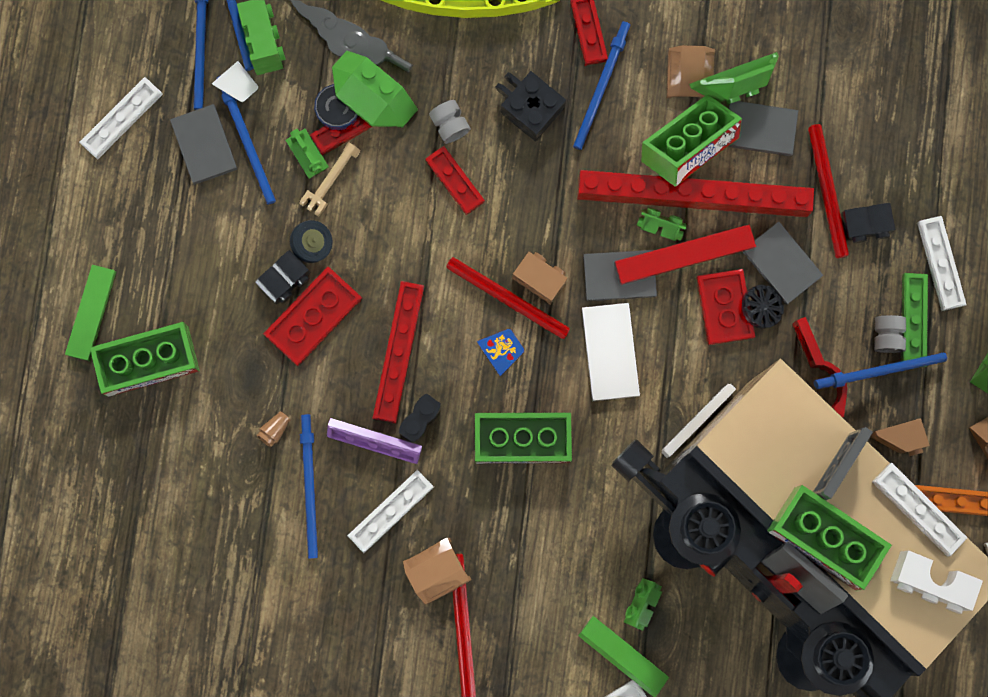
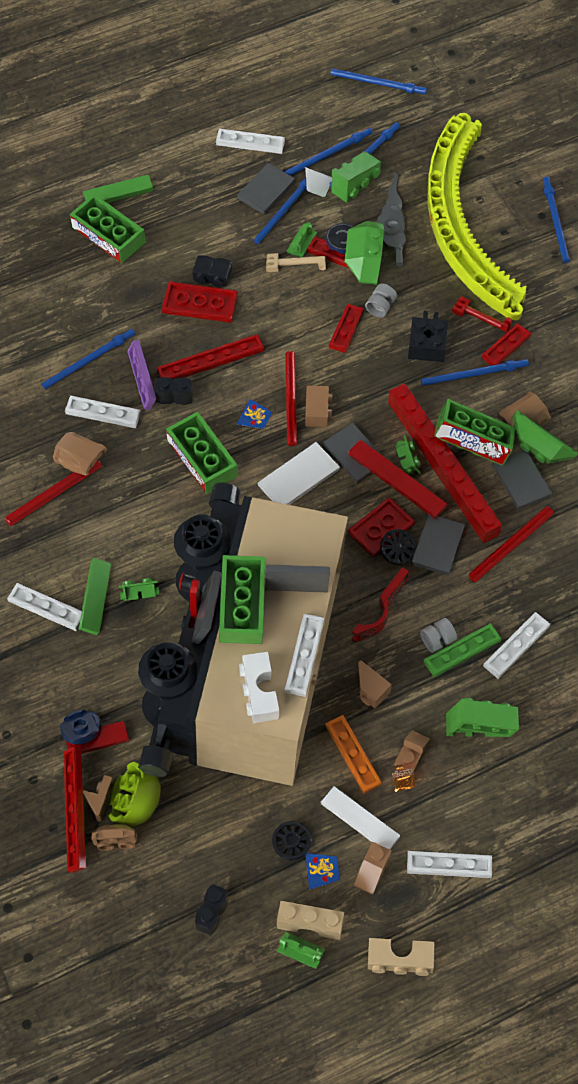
camera: 65 degrees right, 20 degrees down
(272, 430) = (111, 319): medium nougat cone -> none
(311, 241) = (246, 271): black wheel -> none
(513, 39) = (463, 306): none -> red hinge
(839, 379) = (378, 612): blue bar -> none
(868, 222) = (507, 578): black brick -> none

